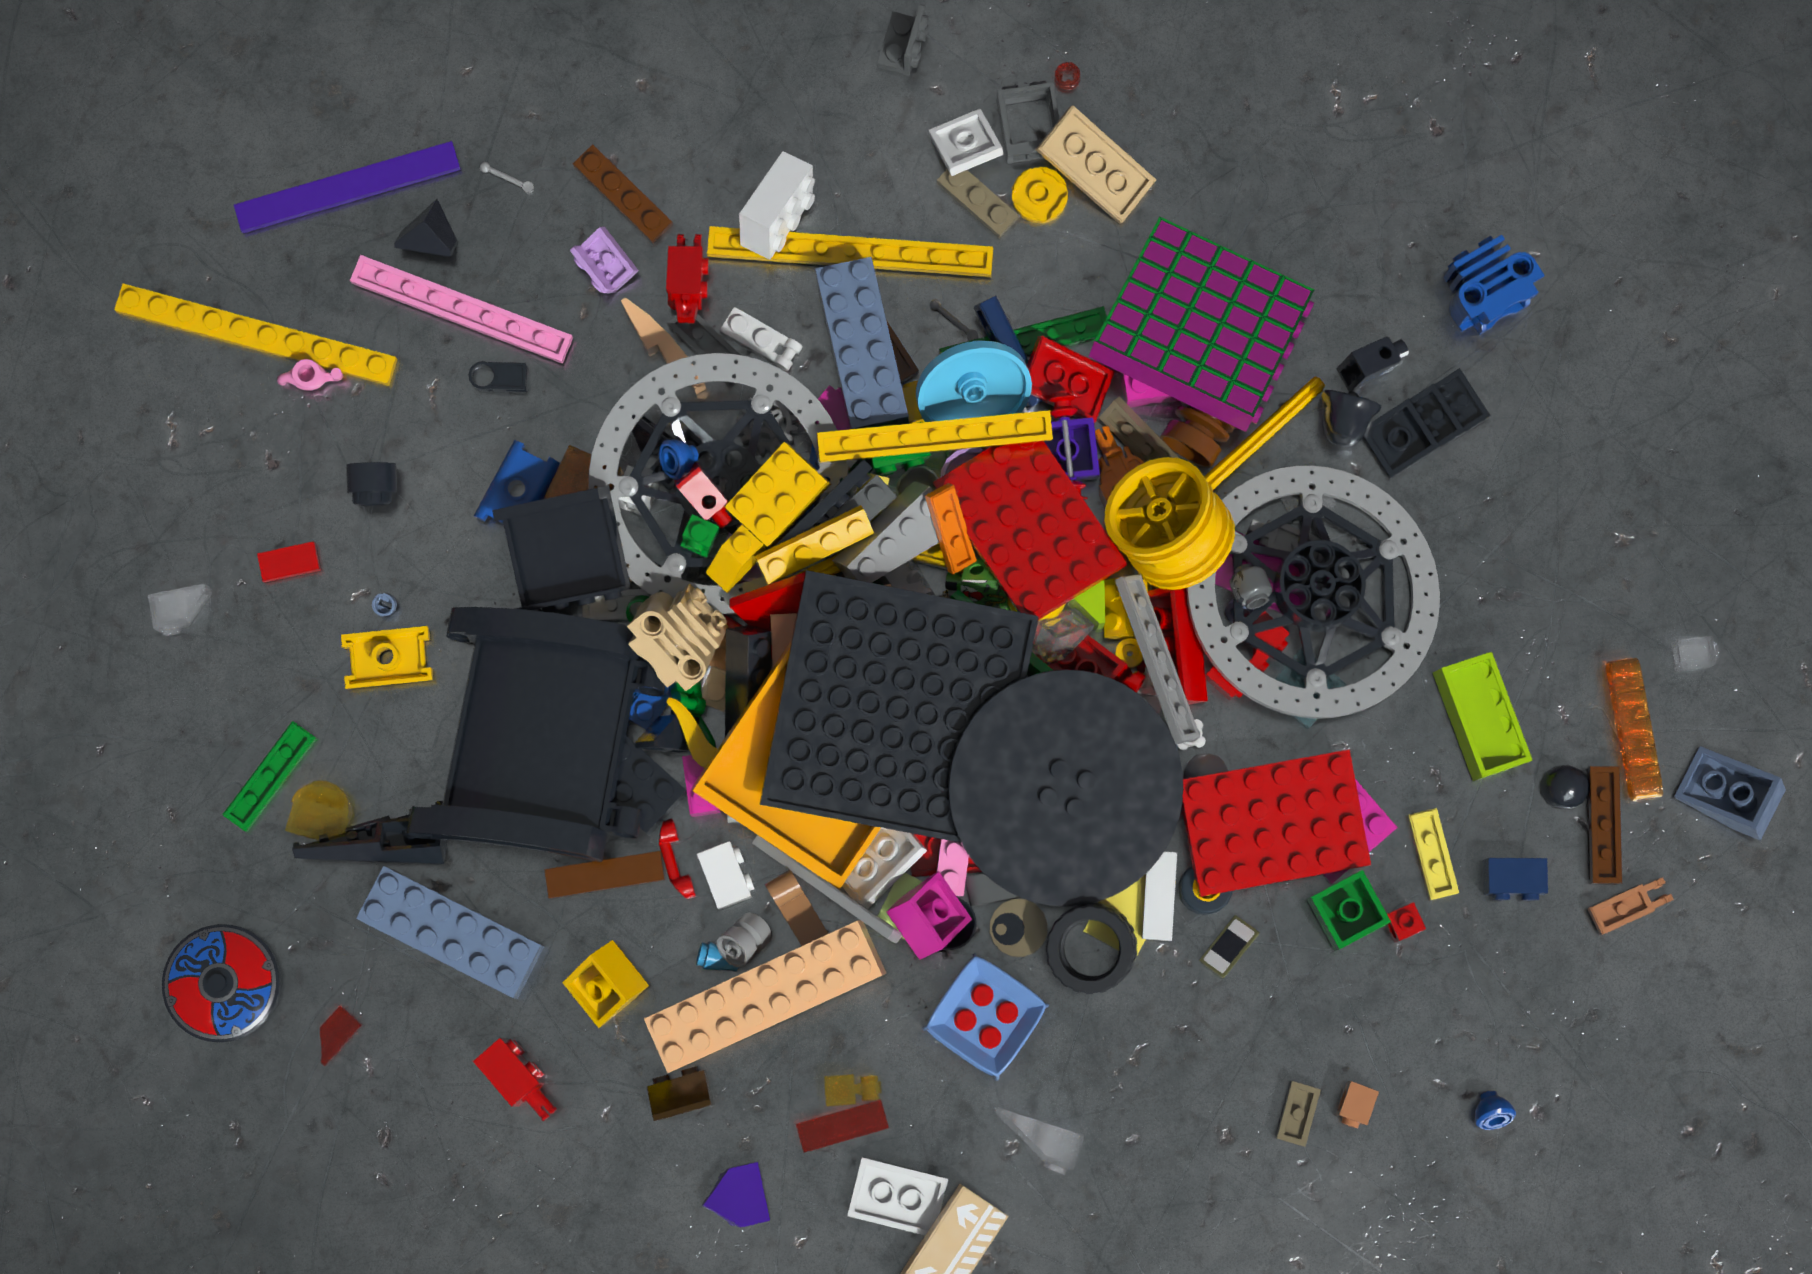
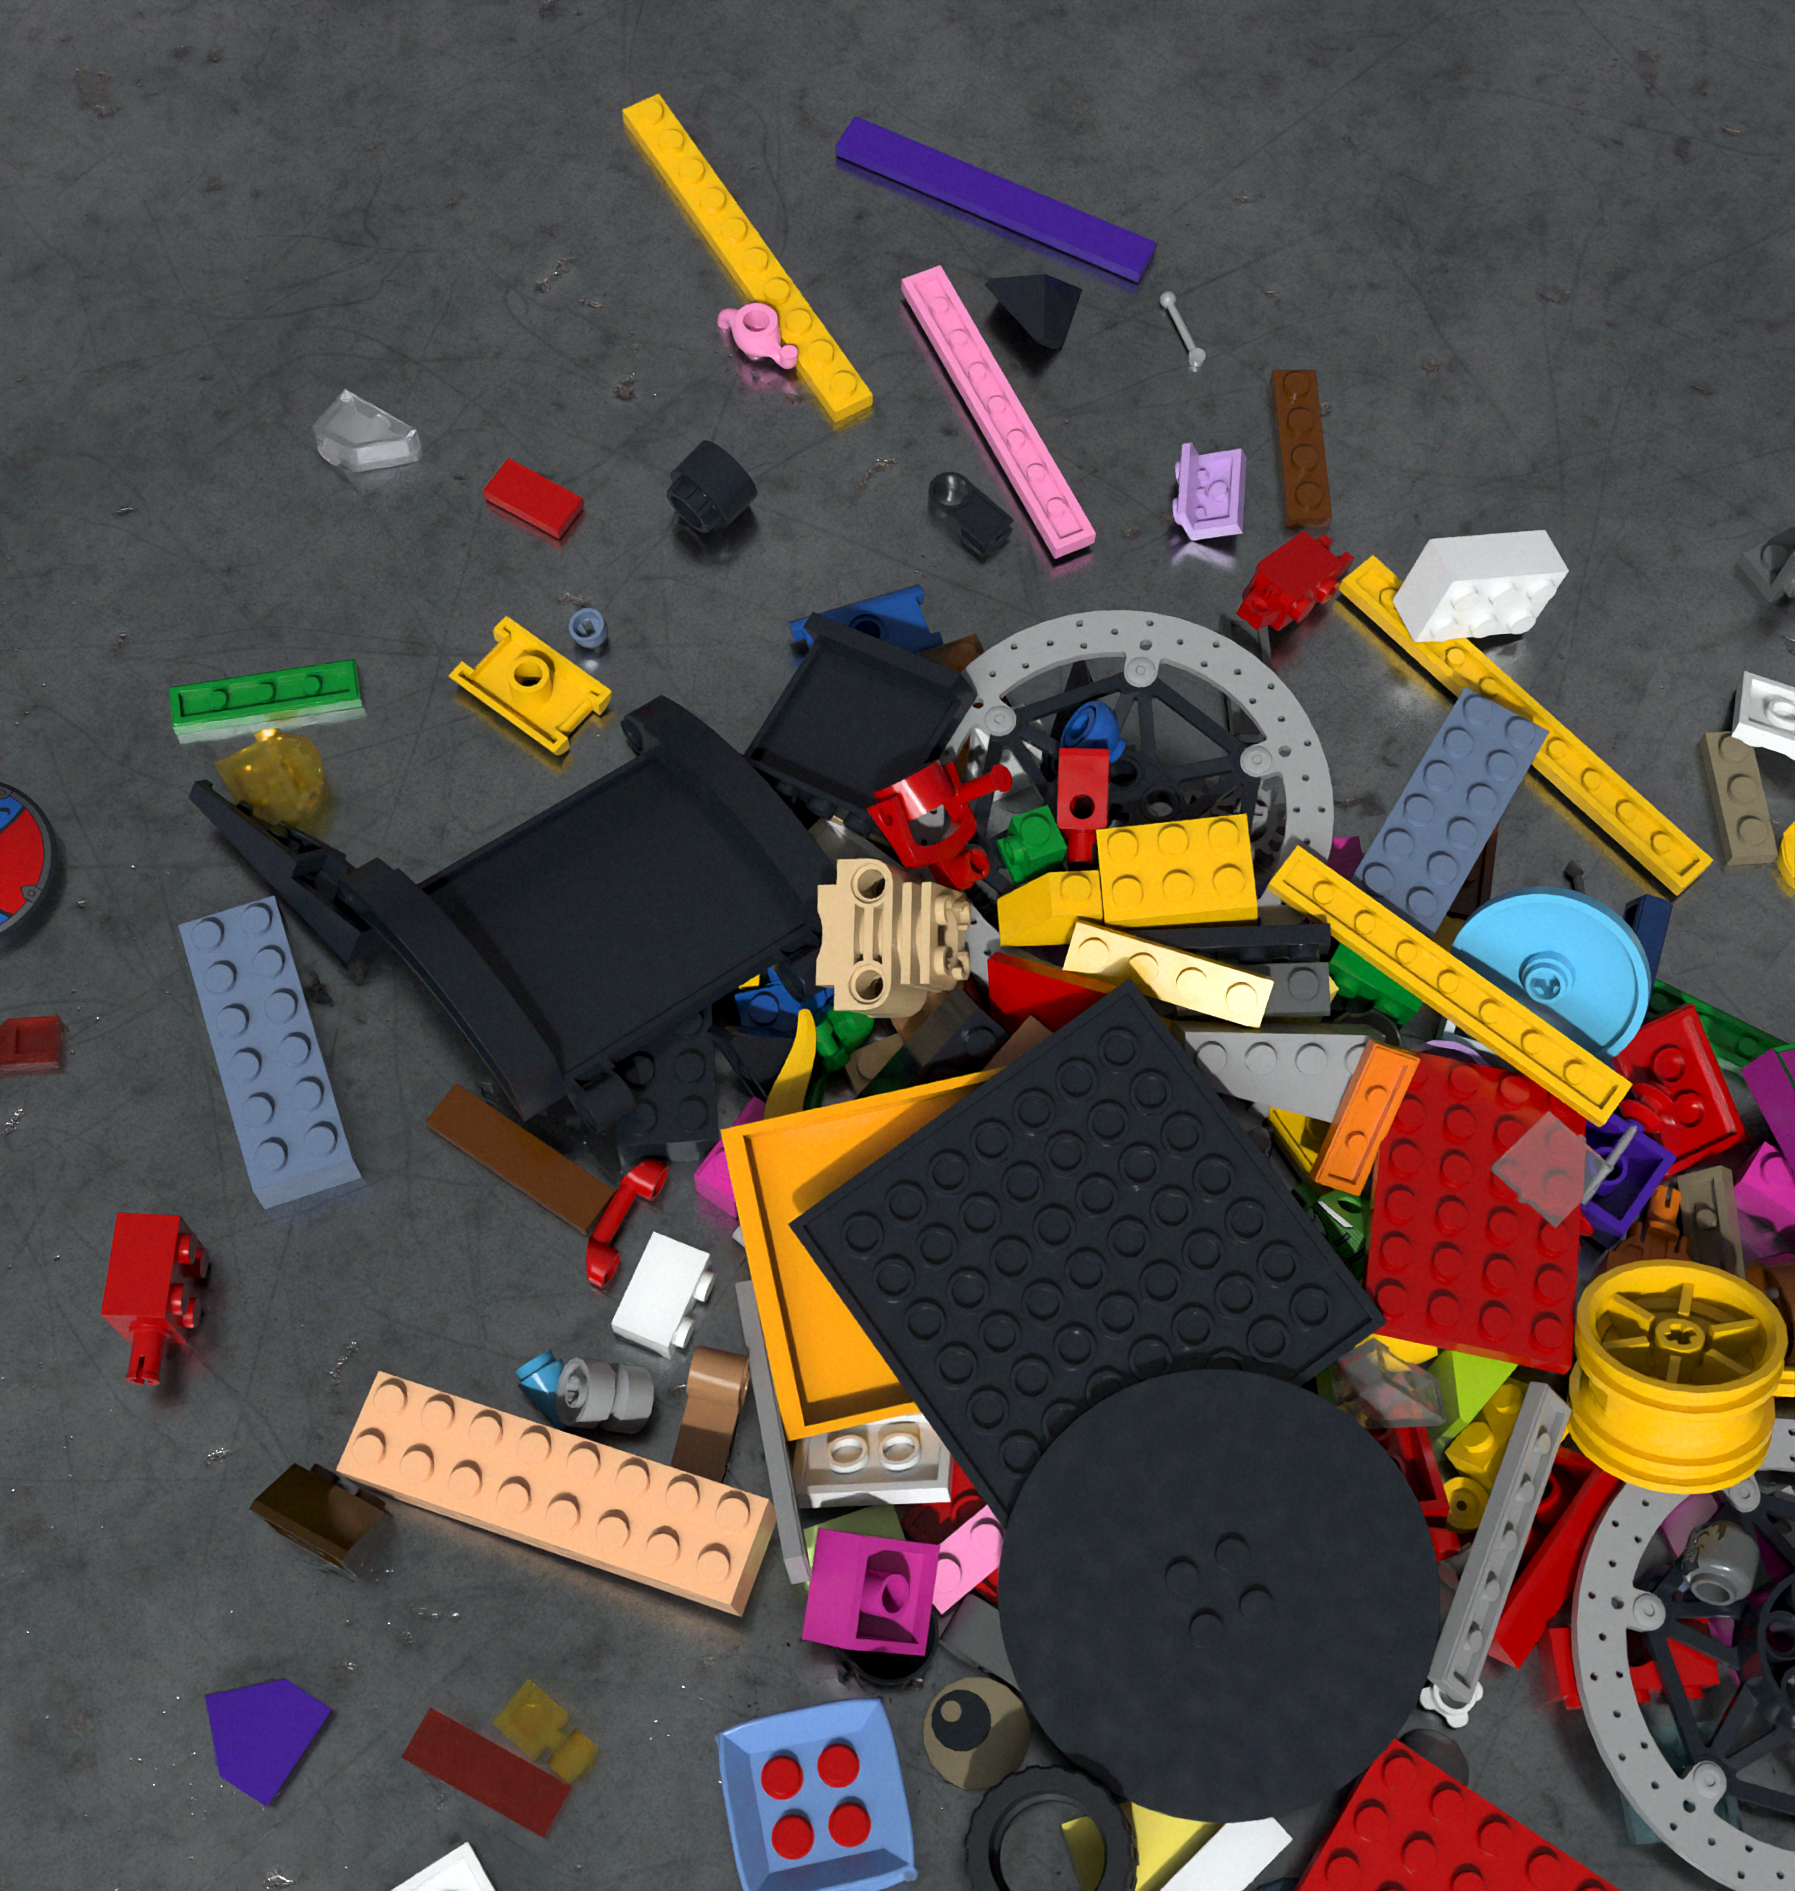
camera: 40 degrees right, 15 degrees down
(605, 983) = (384, 1287): yellow slope -> none
(632, 558) = (923, 791): none -> red piece
(655, 337) = (1194, 605): light nougat slope -> none
(760, 338) = (1316, 699): white plate -> none
(1047, 479) = (1552, 1169): none -> clear piece

